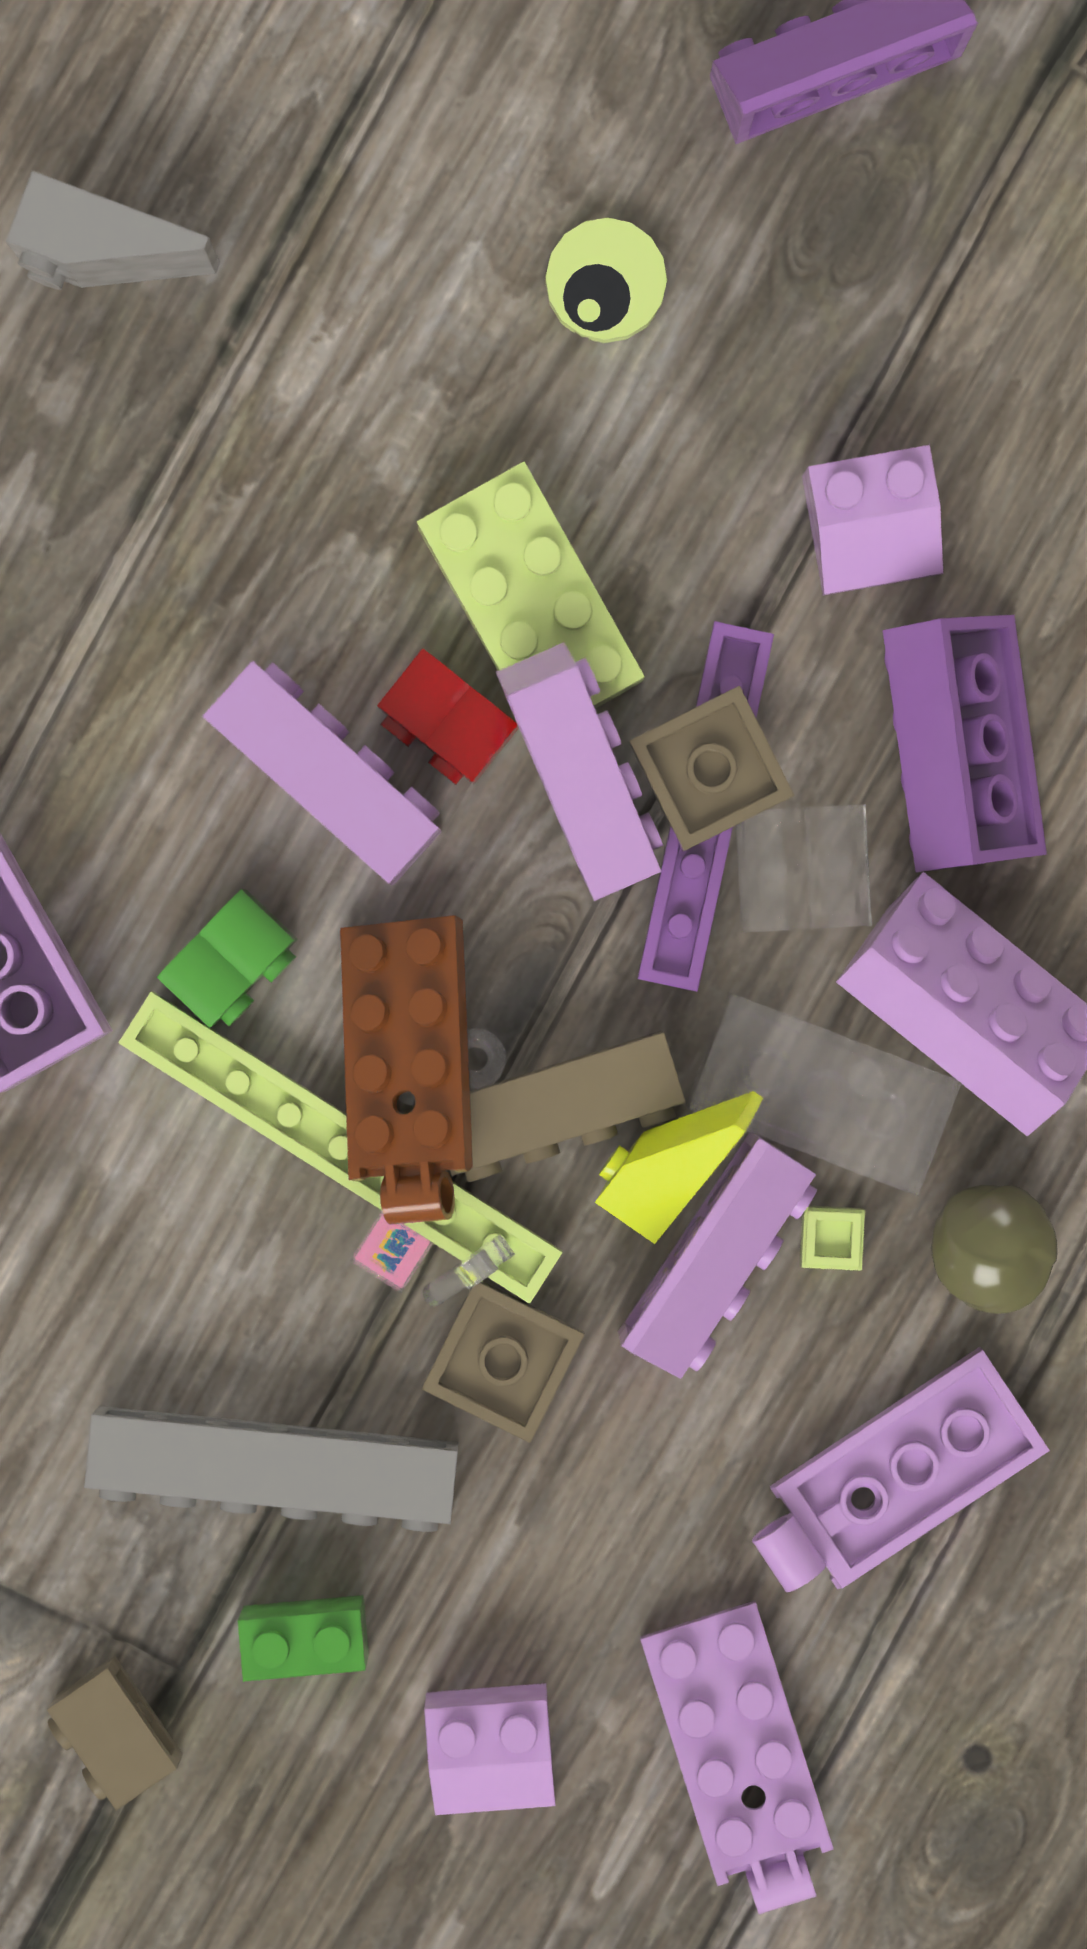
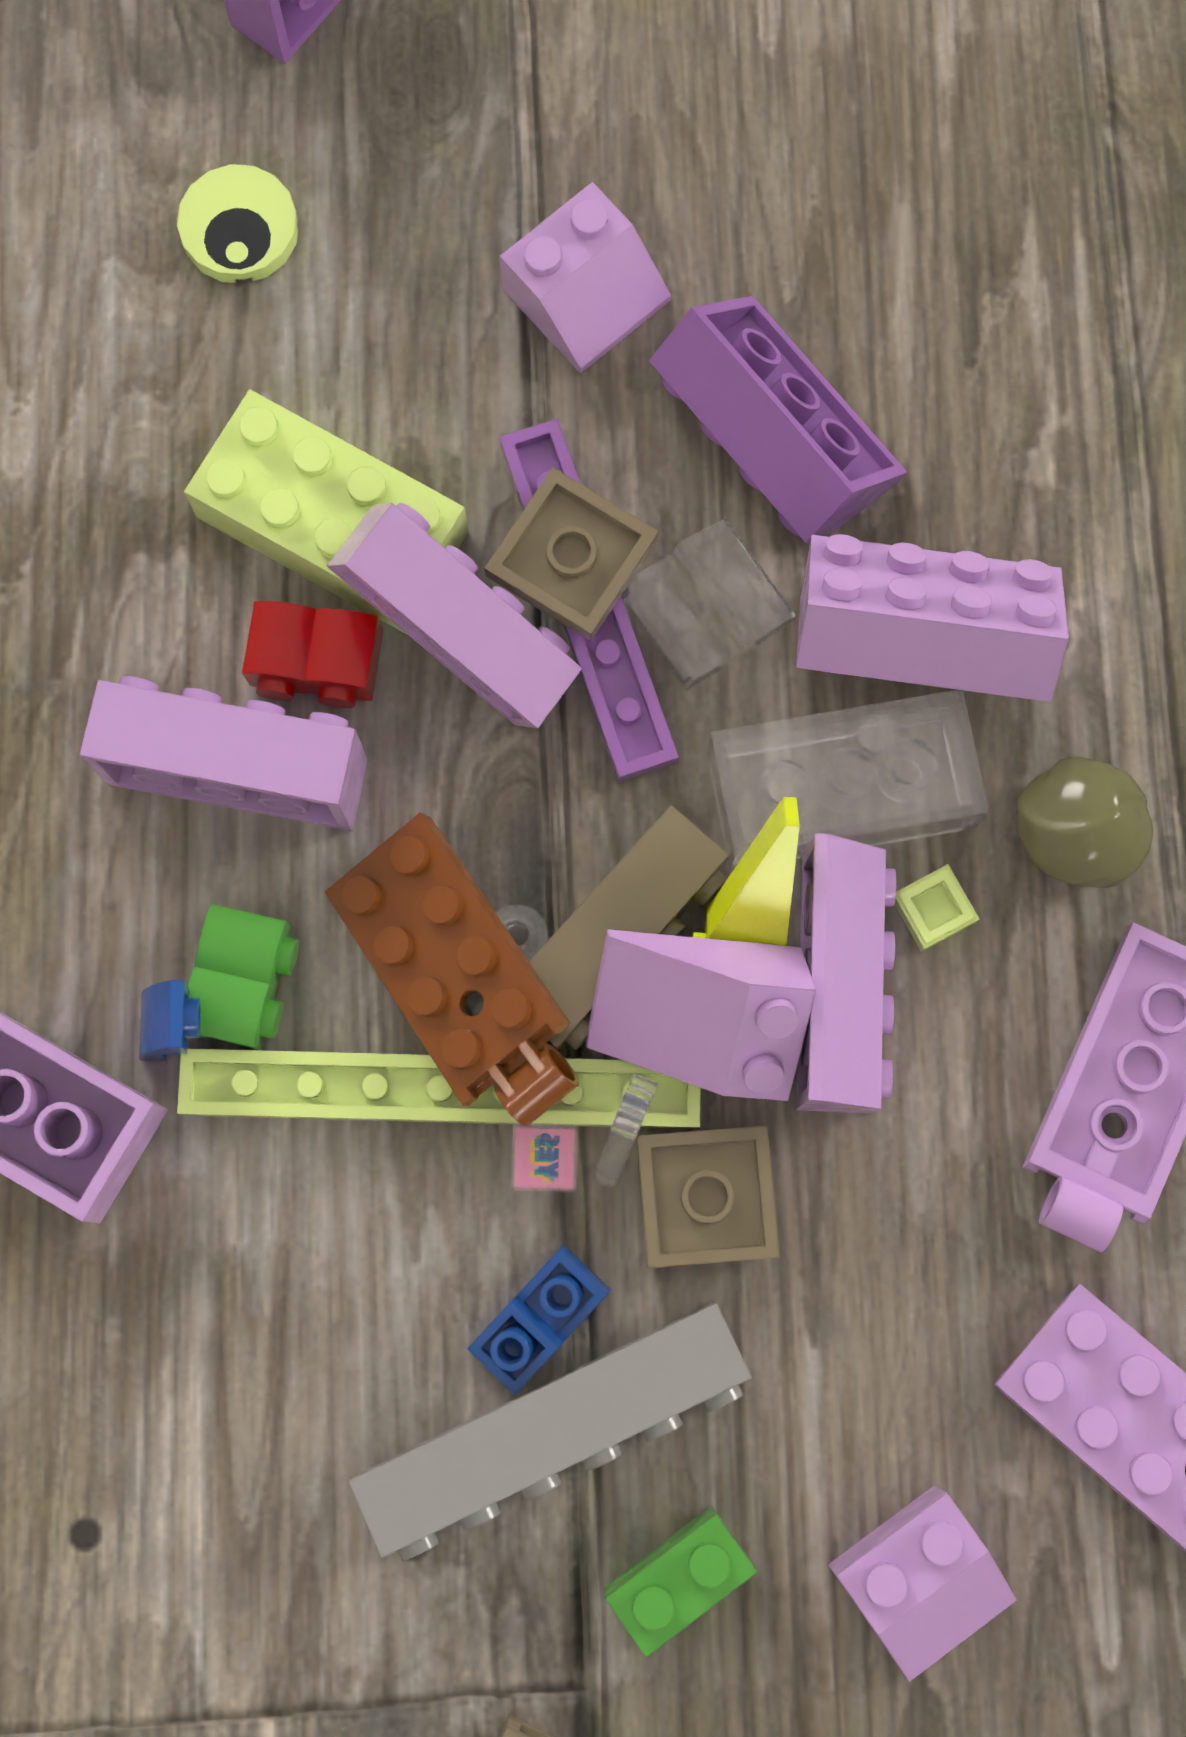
camera: 30 degrees left, 10 degrees down
(150, 967) = (167, 1020): none -> blue slope
(313, 1375) = (539, 1319): none -> blue slope
(586, 1221) = (704, 1010): none -> lavender slope

